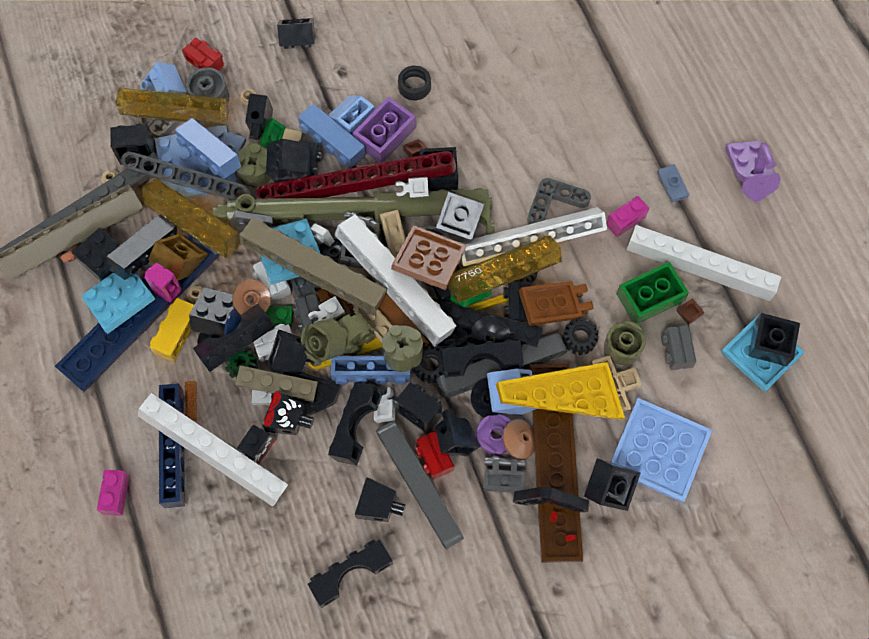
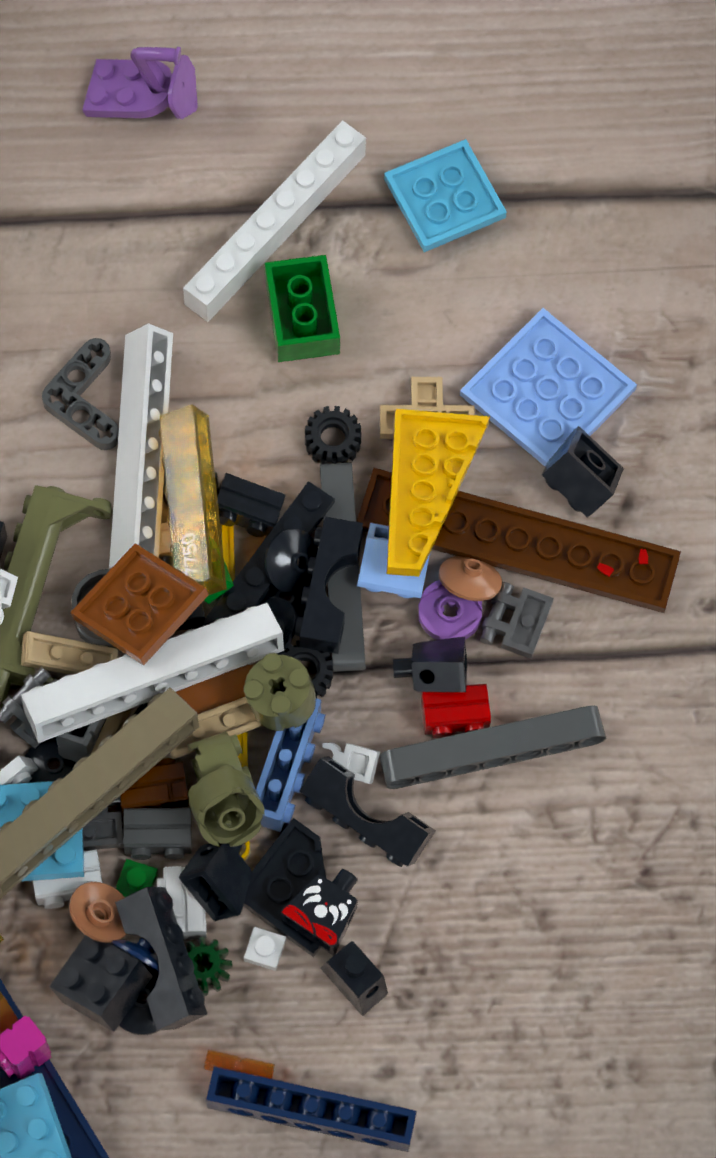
camera: 75 degrees left, 0 degrees up
(173, 331) = (102, 1061): yellow brick -> none
(193, 290) = (52, 1021): tan plate -> none
(211, 449) = (347, 1038): white brick -> none
(271, 382) = (262, 913): dark tan plate -> none
(328, 309) = (166, 794): white plate -> none
(372, 558) = (612, 928): black arch -> none
(377, 502) = (503, 816): black torso -> none
(419, 407) = (377, 705): black brick -> none
(460, 215) = (72, 538): brick -> none
(481, 406) = (390, 608): black dish -> none
(550, 495) = (579, 563): black beam -> none
(554, 302) = (271, 452): dark orange tile -> none
(625, 353) = (369, 376): olive brick -> none
(627, 216) = (157, 295): dark pink brick -> none
(673, 183) = (120, 212): sand blue plate -> none
(679, 347) = (400, 305): dark grey brick -> none
(690, 311) = (347, 268): copper plate -> none
(774, 339) = (440, 168): black brick -> none

